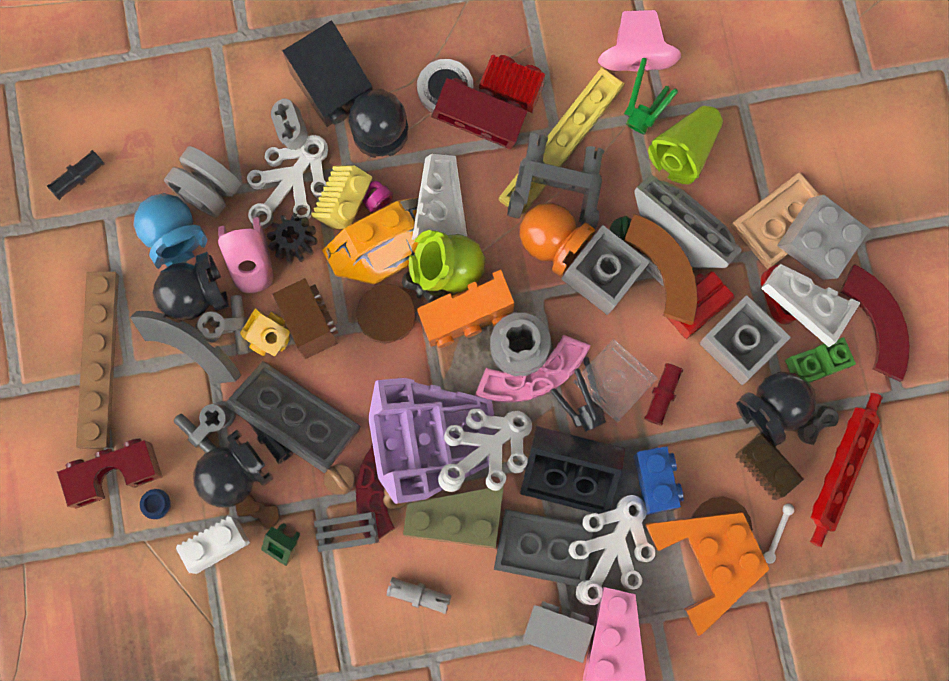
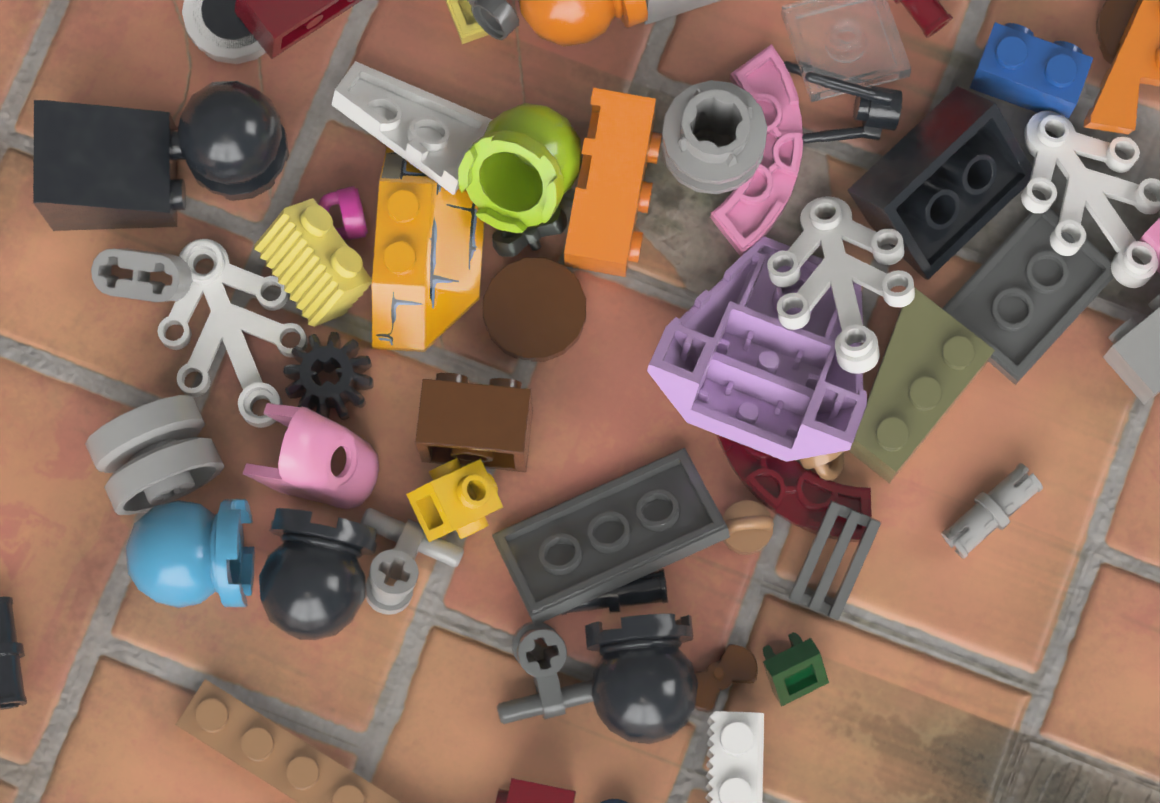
camera: 60 degrees left, 0 degrees up
(186, 338) = (392, 623): tile -> none

